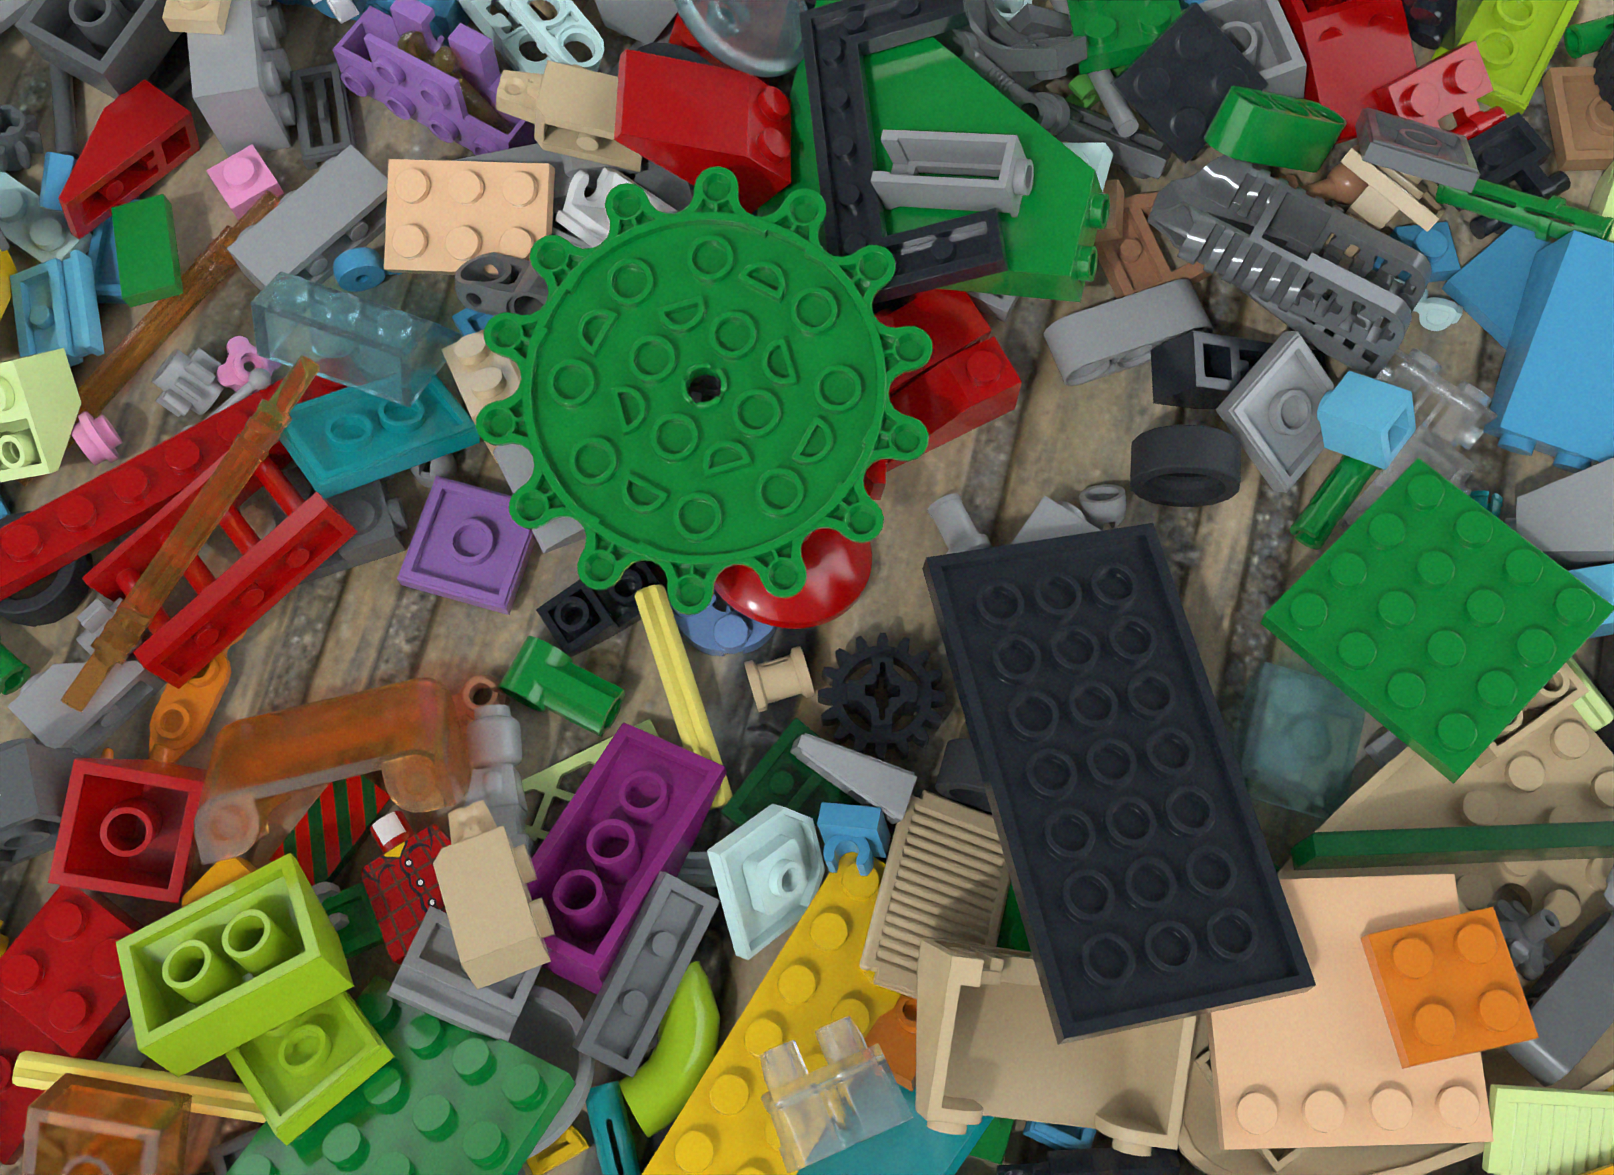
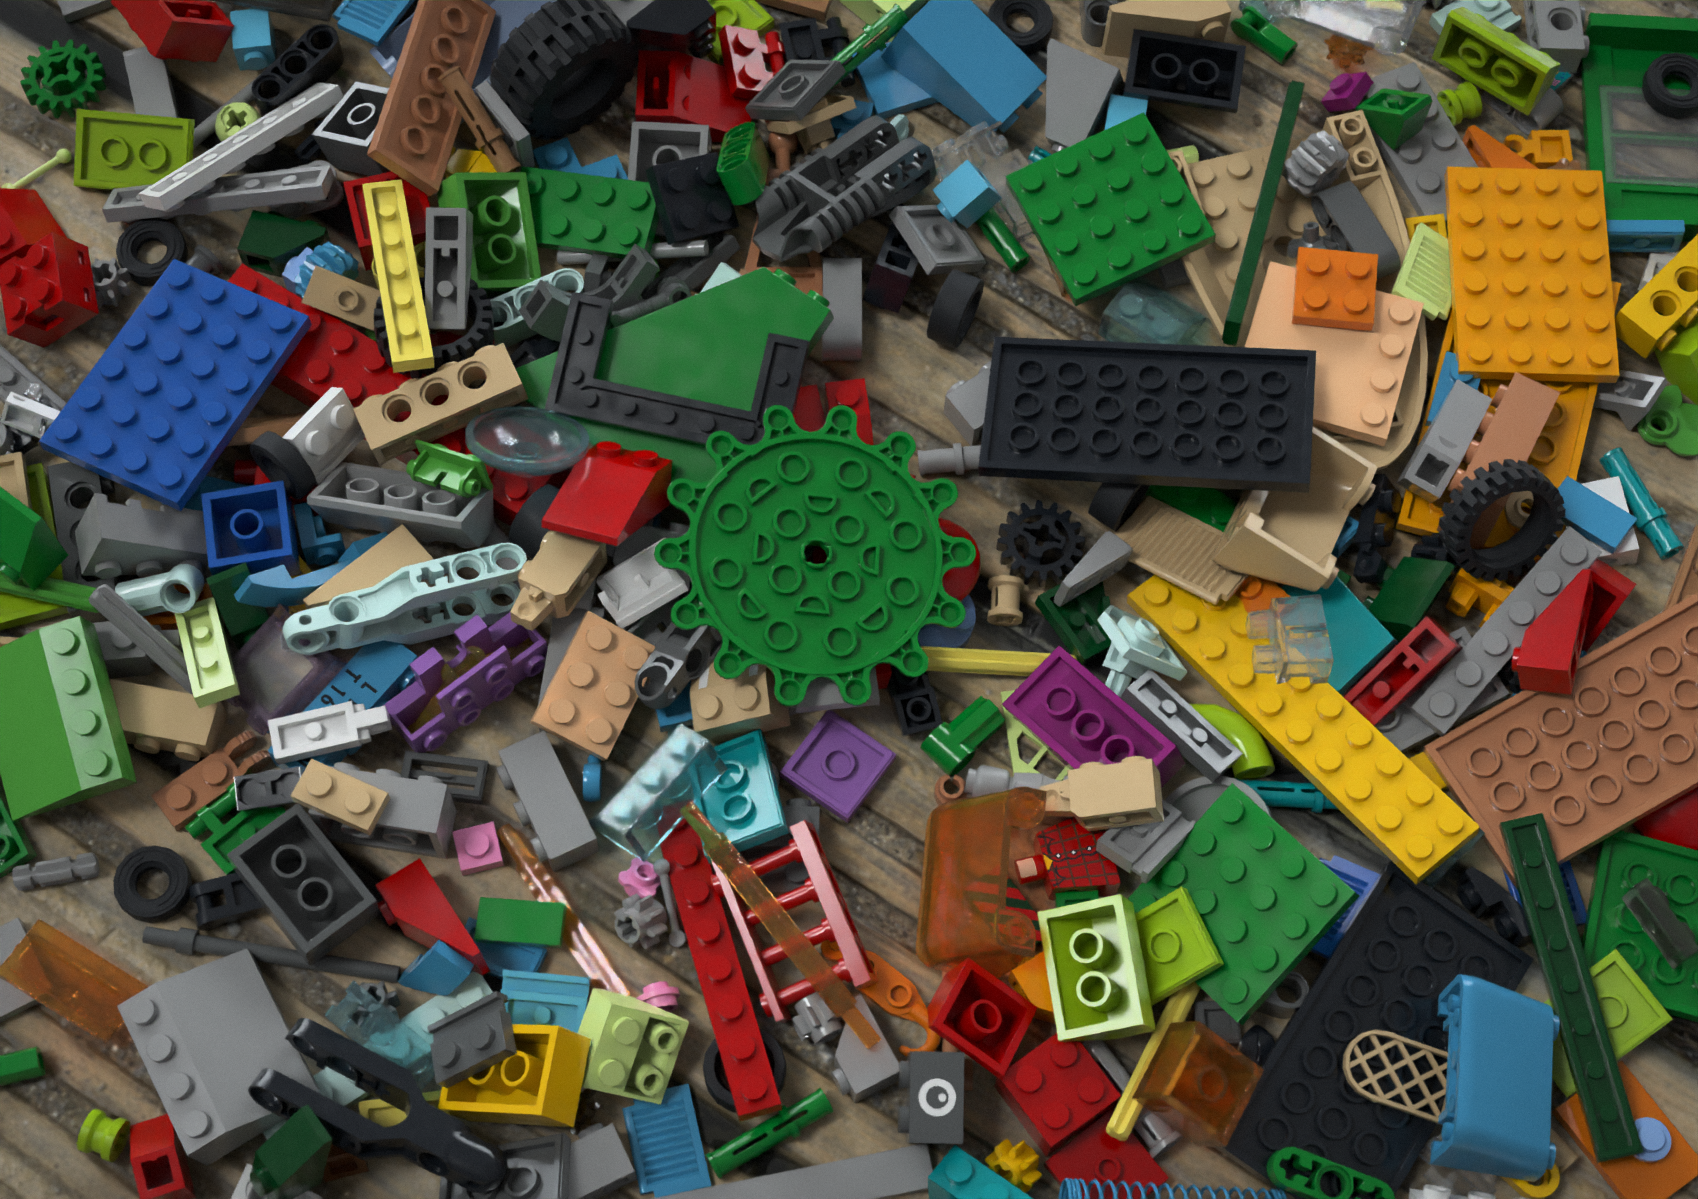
camera: 75 degrees left, 5 degrees down
(855, 830) = (1125, 585): dark azure tile -> none
(955, 155) = (747, 314): light grey window -> none
(1103, 505) = (956, 368): light grey hinge -> none

